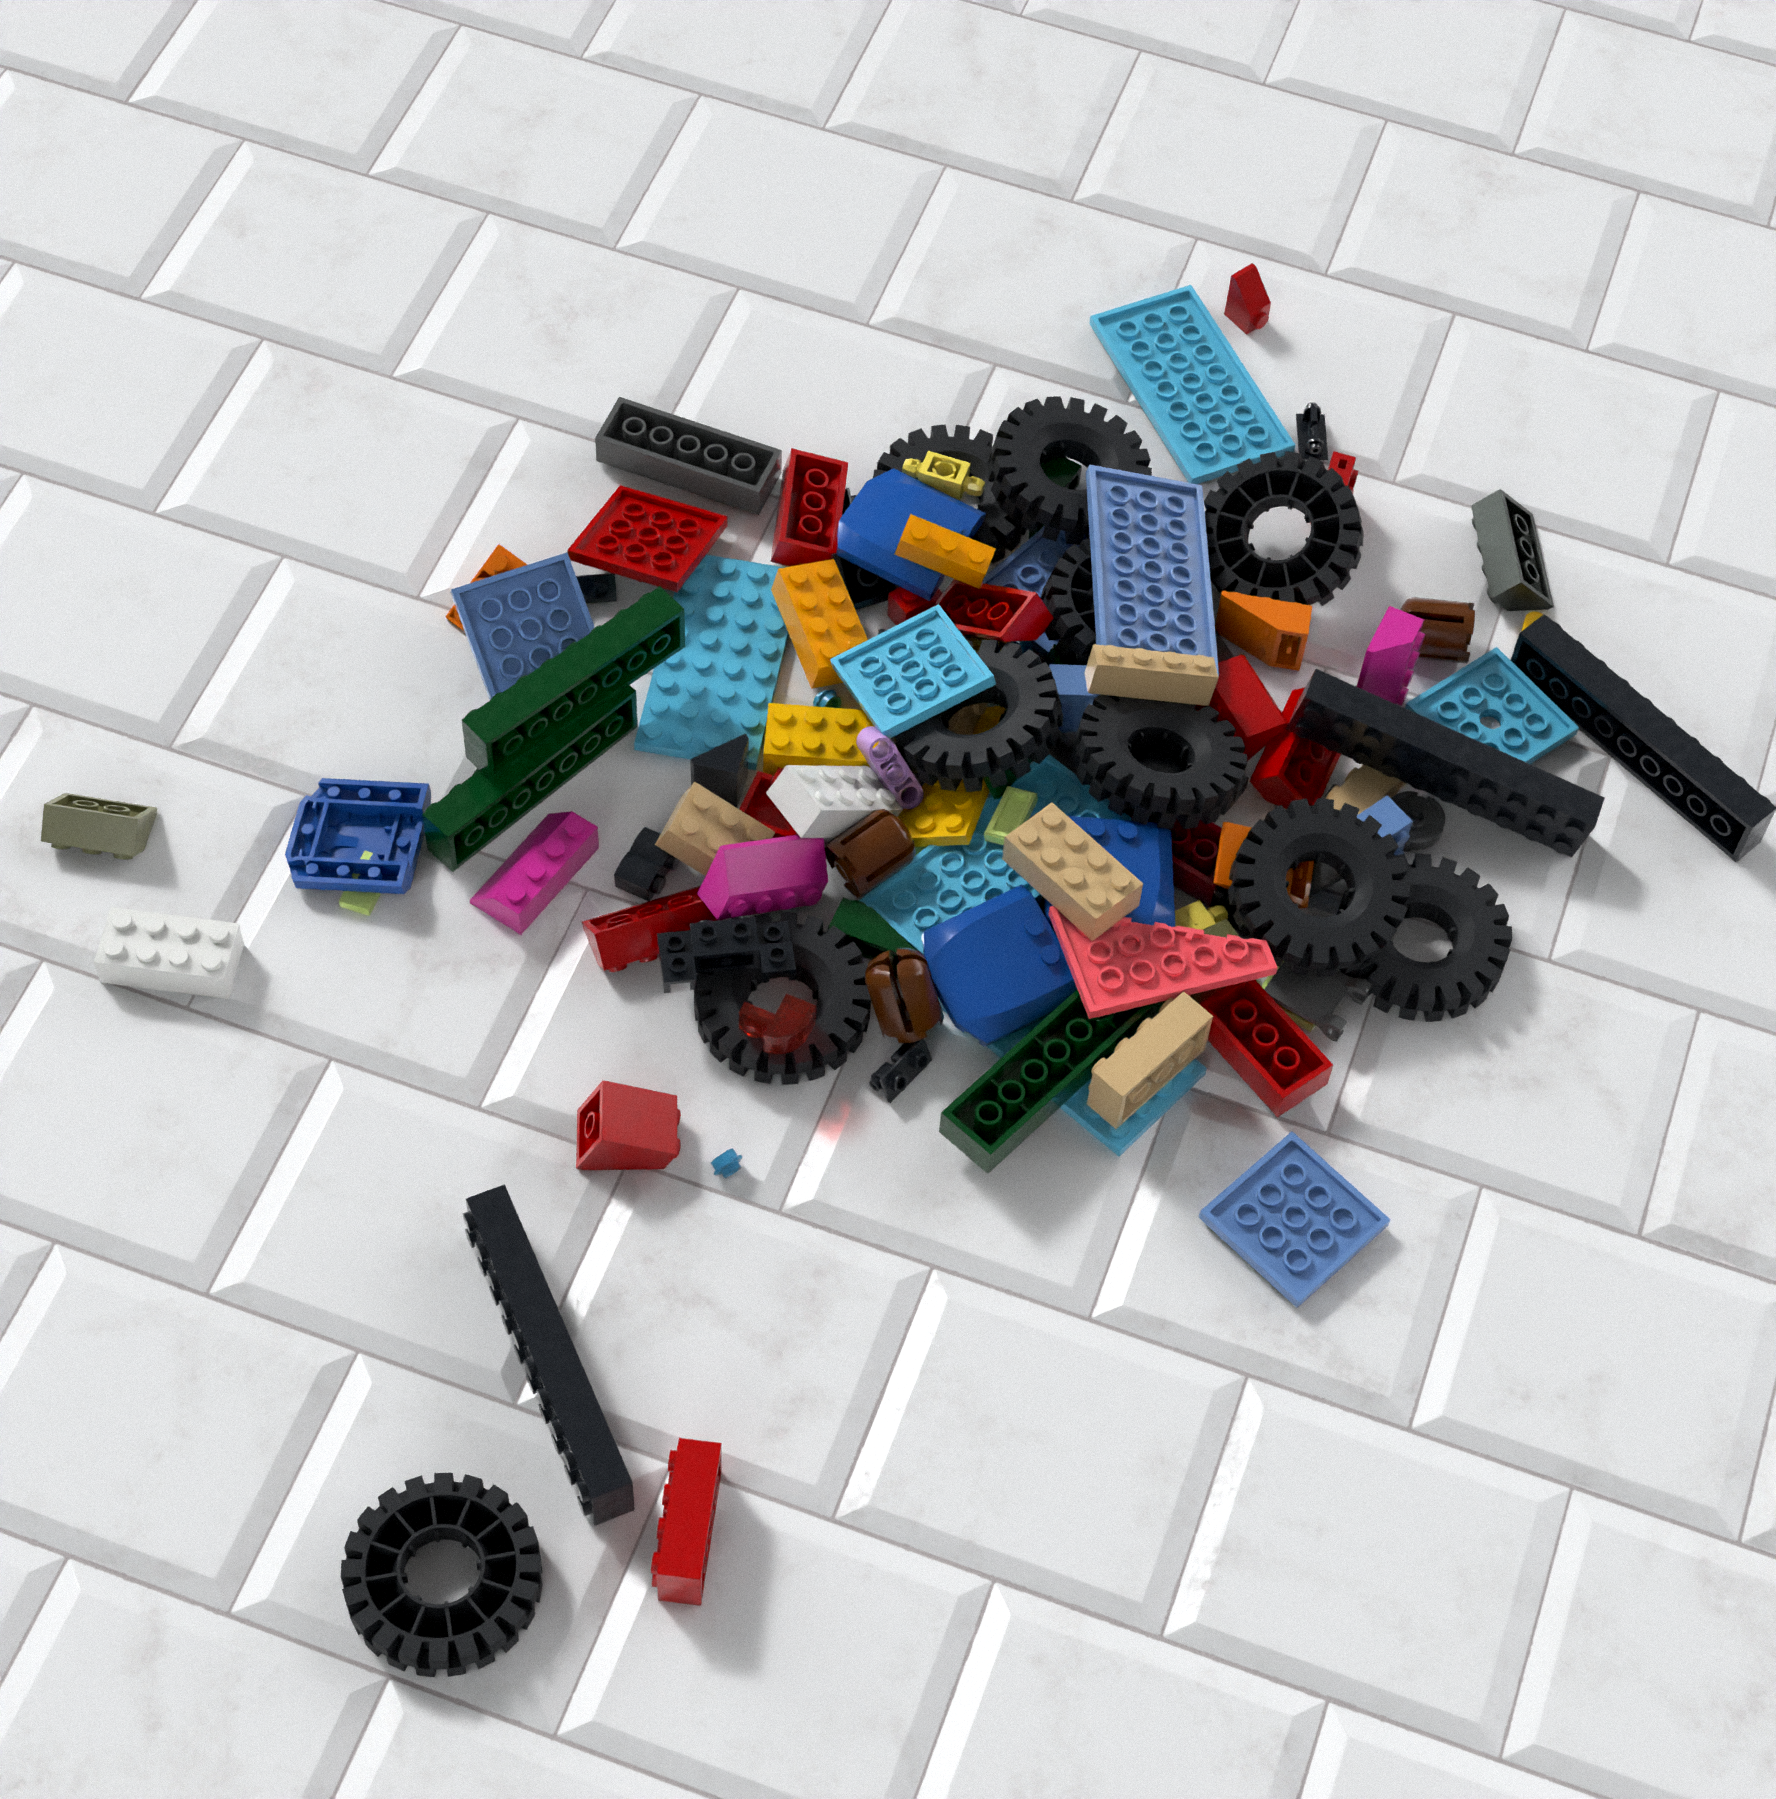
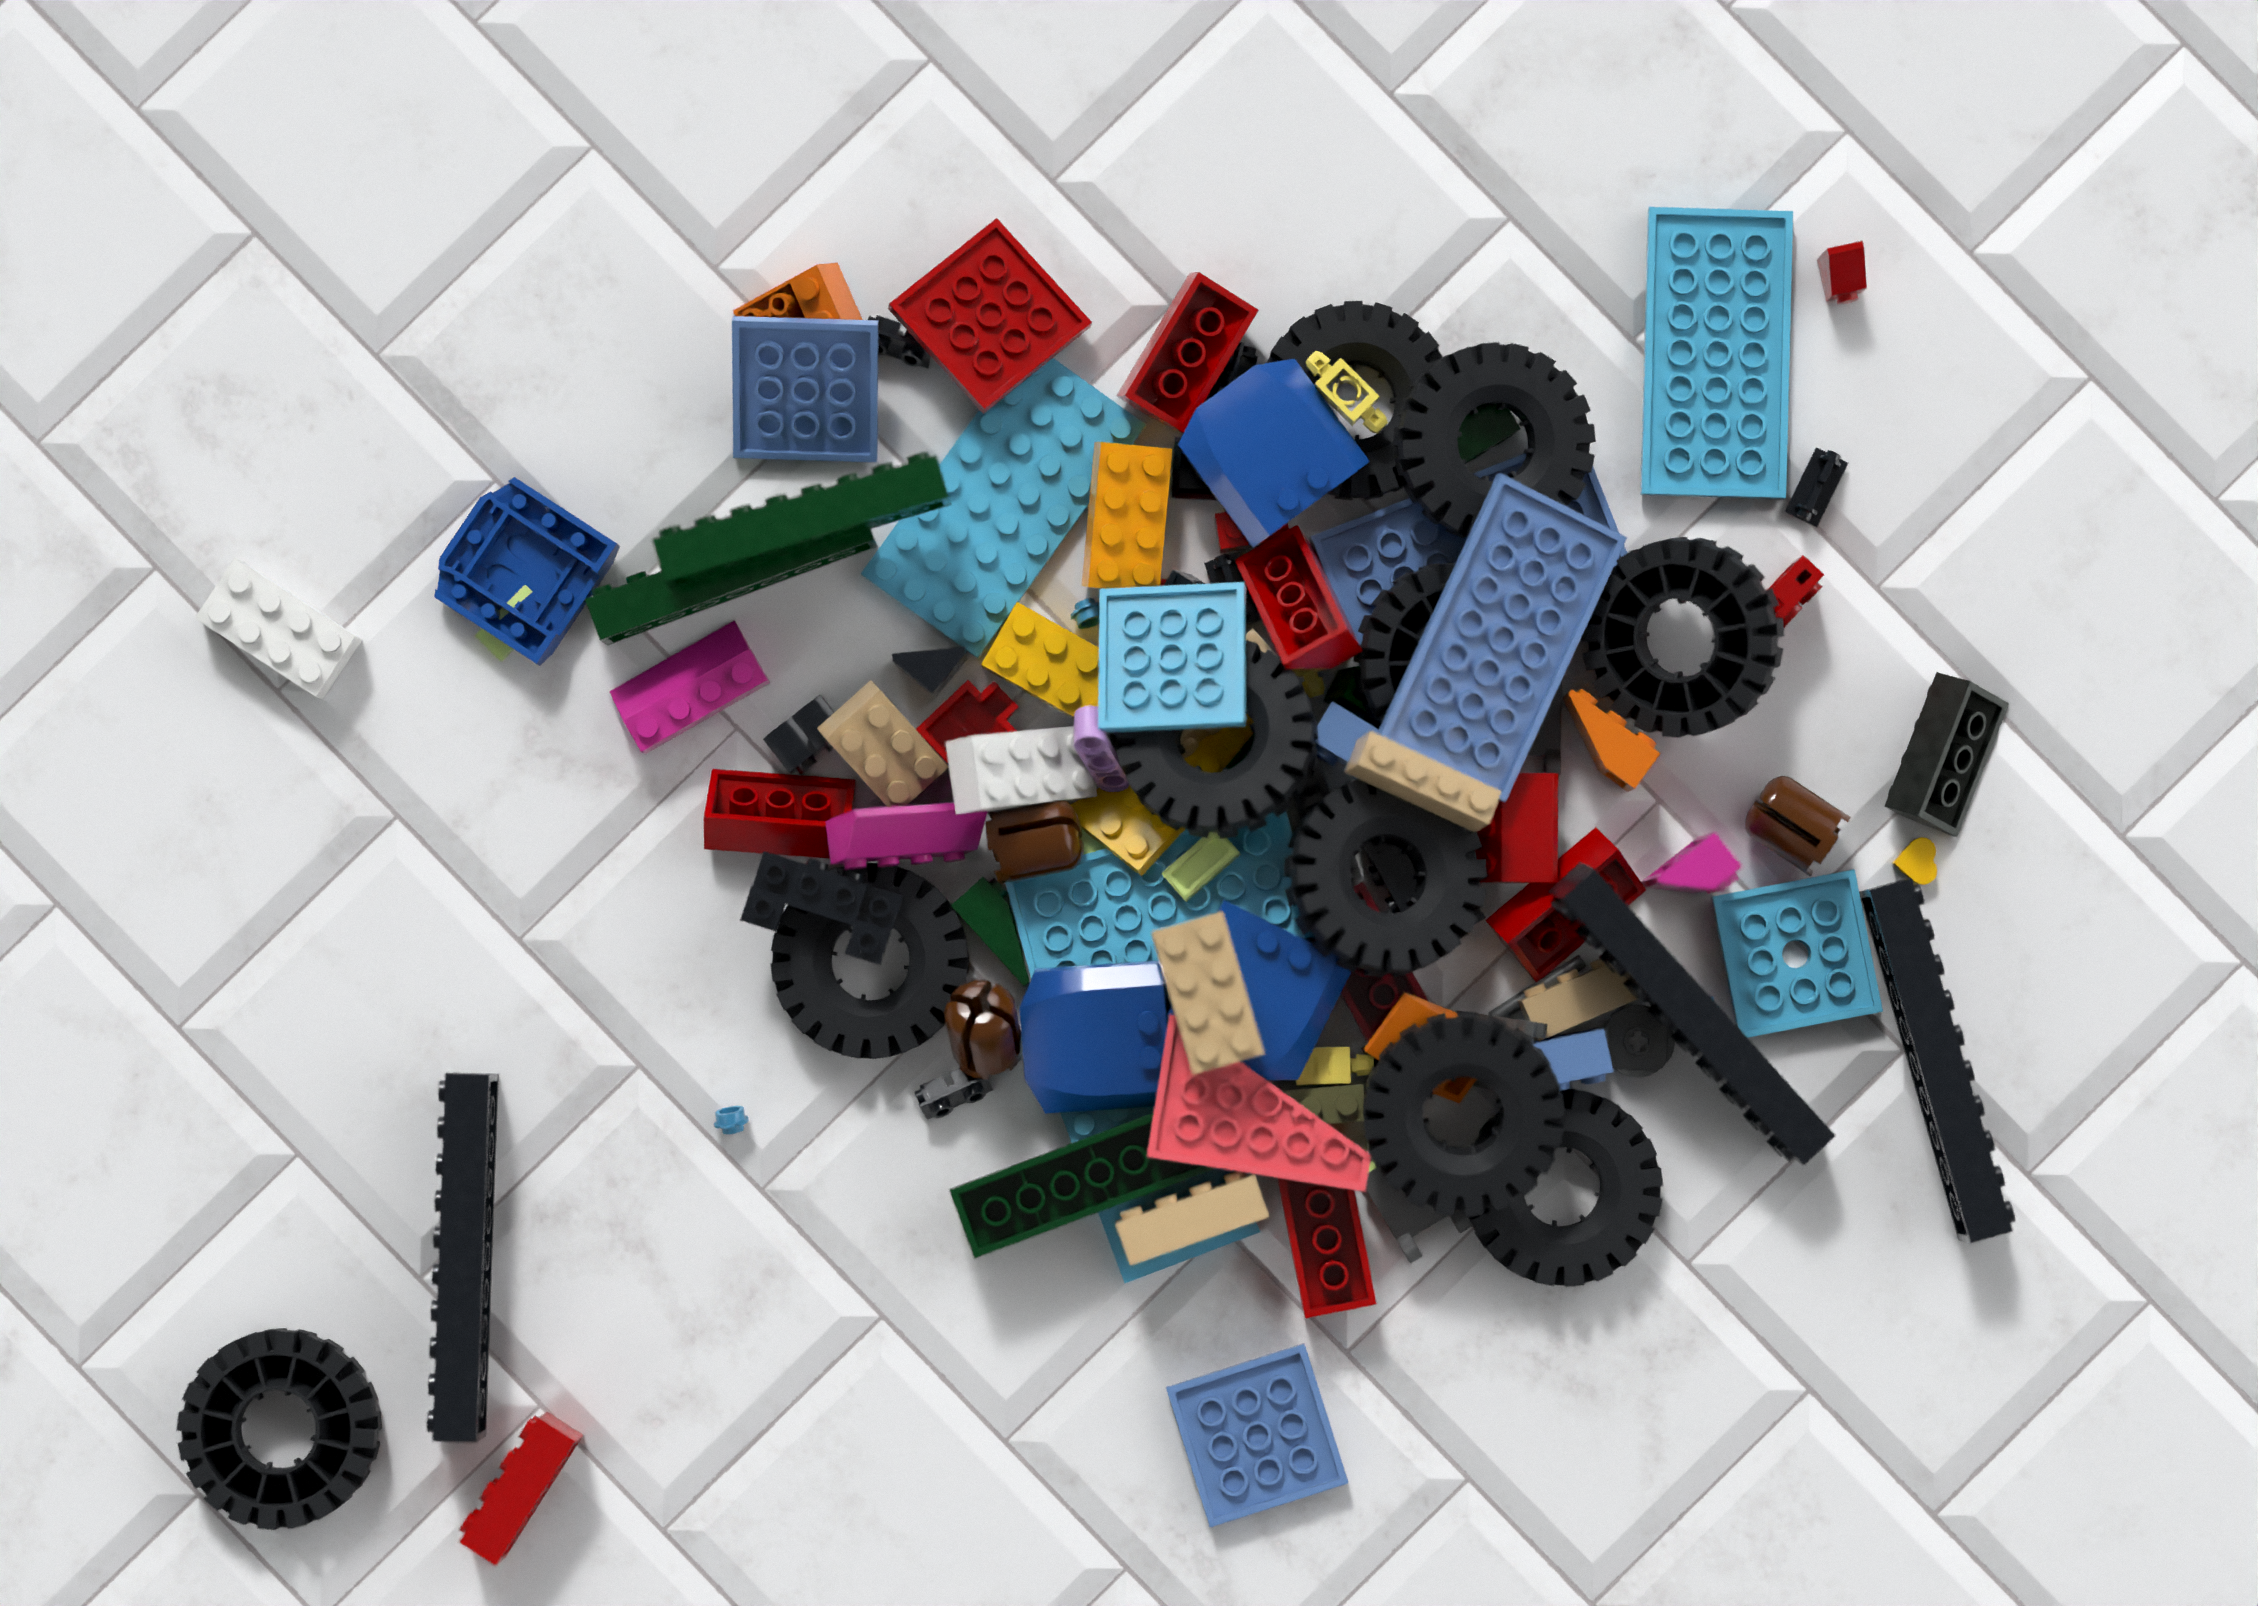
camera: 30 degrees right, 30 degrees up
(97, 825) = (265, 431): olive slope -> none
(627, 1129) = (648, 1043): red slope -> none
(688, 455) = (1088, 215): dark grey brick -> none
(784, 1029) = (842, 1021): clear red brick -> none
(945, 551) = (1281, 520): light orange brick -> none

